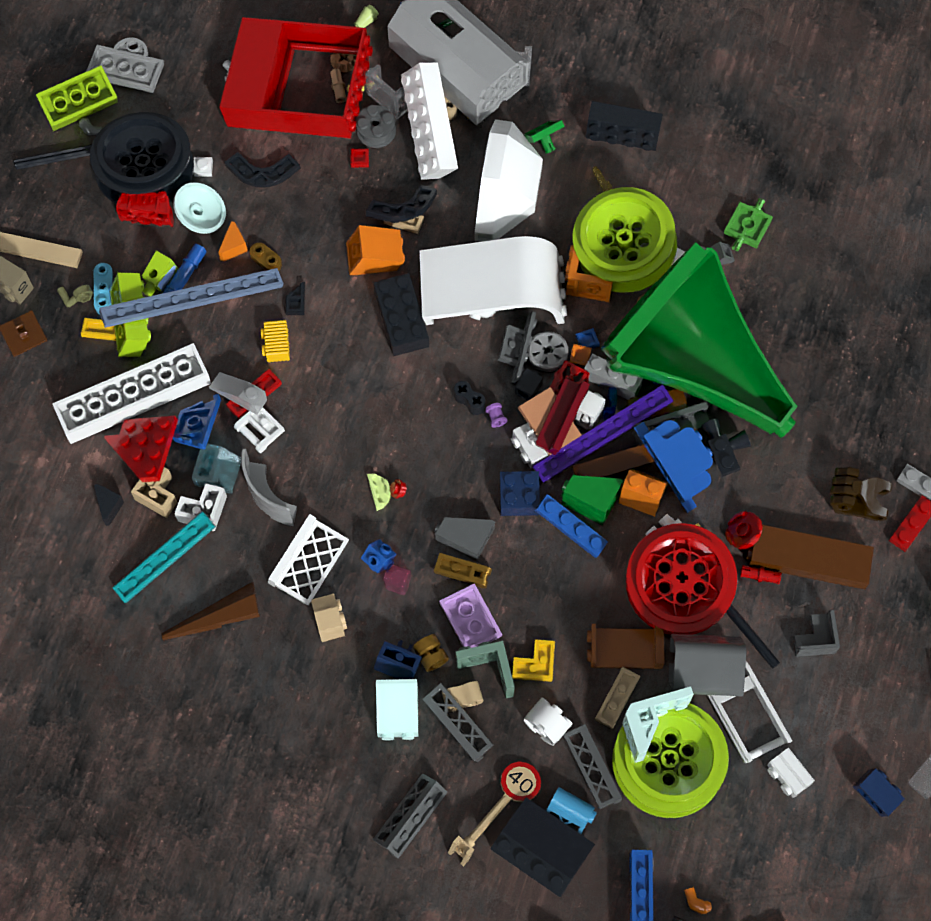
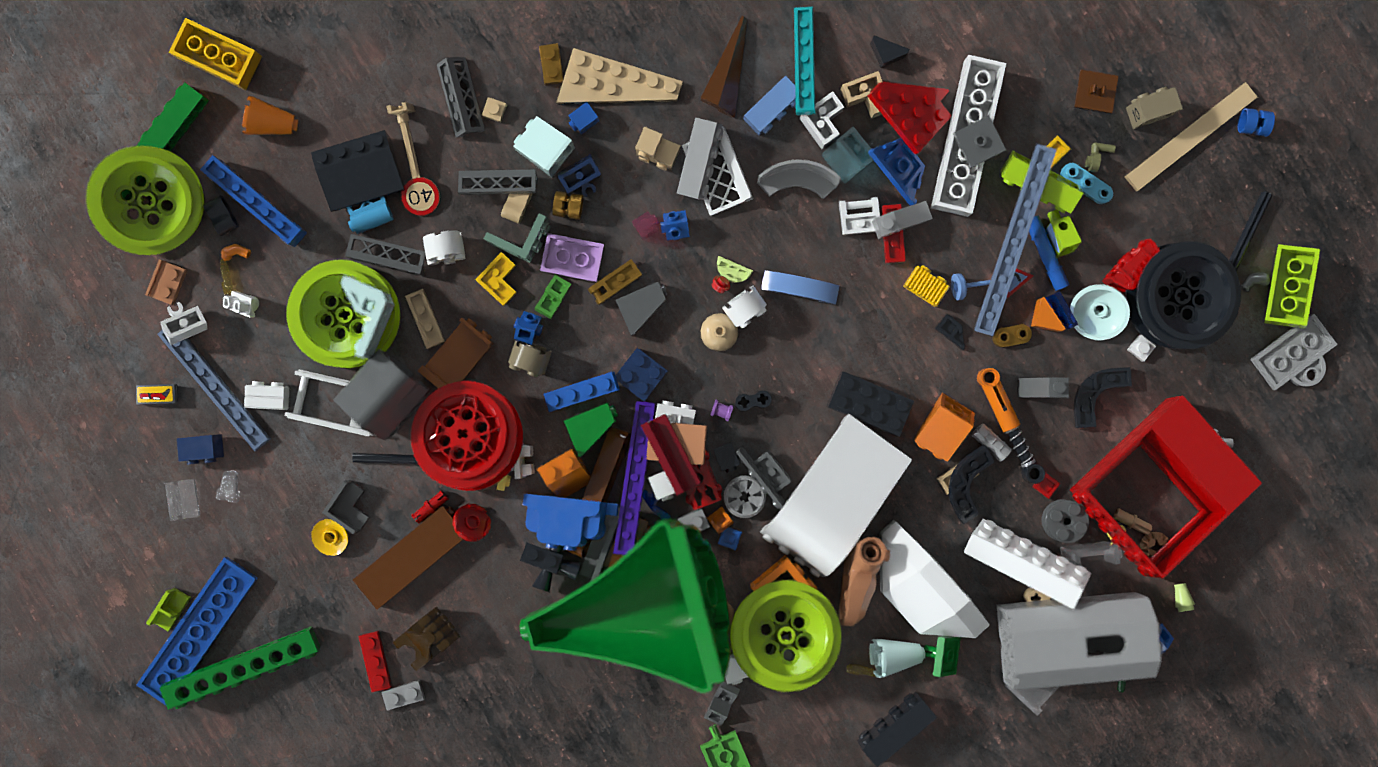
camera: 125 degrees right, 20 degrees up
(132, 376) = (979, 141): none -> dark grey plate
(218, 235) = (1062, 310): none -> clear blue plate
(221, 557) = (771, 106): none -> medium blue brick
(257, 315) = (959, 284): none -> medium blue piece
(288, 204) = (1043, 387): none -> dark grey slope
(303, 708) = (608, 81): none -> tan wing
(309, 576) = (700, 158): none -> light grey brick
(322, 762) = (551, 64): none -> pearl gold plate
(334, 212) = (1009, 423): none -> piece
(348, 697) = (583, 118): none -> blue brick
(352, 431) = (800, 286): none -> medium blue slope
(358, 214) = (992, 441): none -> light grey axle
(398, 779) = (494, 109): none -> tan plate
(401, 454) = (745, 307): none -> white brick
(436, 463) = (719, 332): none -> tan cylinder
(514, 610) = (553, 296): none -> bright green slope
(542, 221) = (860, 579): none -> nougat piece
(555, 606) = (528, 327): none -> blue brick
(574, 165) = (894, 656): none -> light aqua cone
(578, 584) = (529, 358): none -> dark tan brick
(727, 888) = (227, 284): none -> clear yellow piece
(733, 853) = (241, 303): none -> white hips
(793, 889) = (183, 324): none -> white brick
(820, 829) = (218, 392): none -> sand blue tile
(857, 626) = (325, 542): none -> yellow dish
(869, 869) = (156, 394): none -> slope
(887, 744) = (229, 487): none -> clear plate

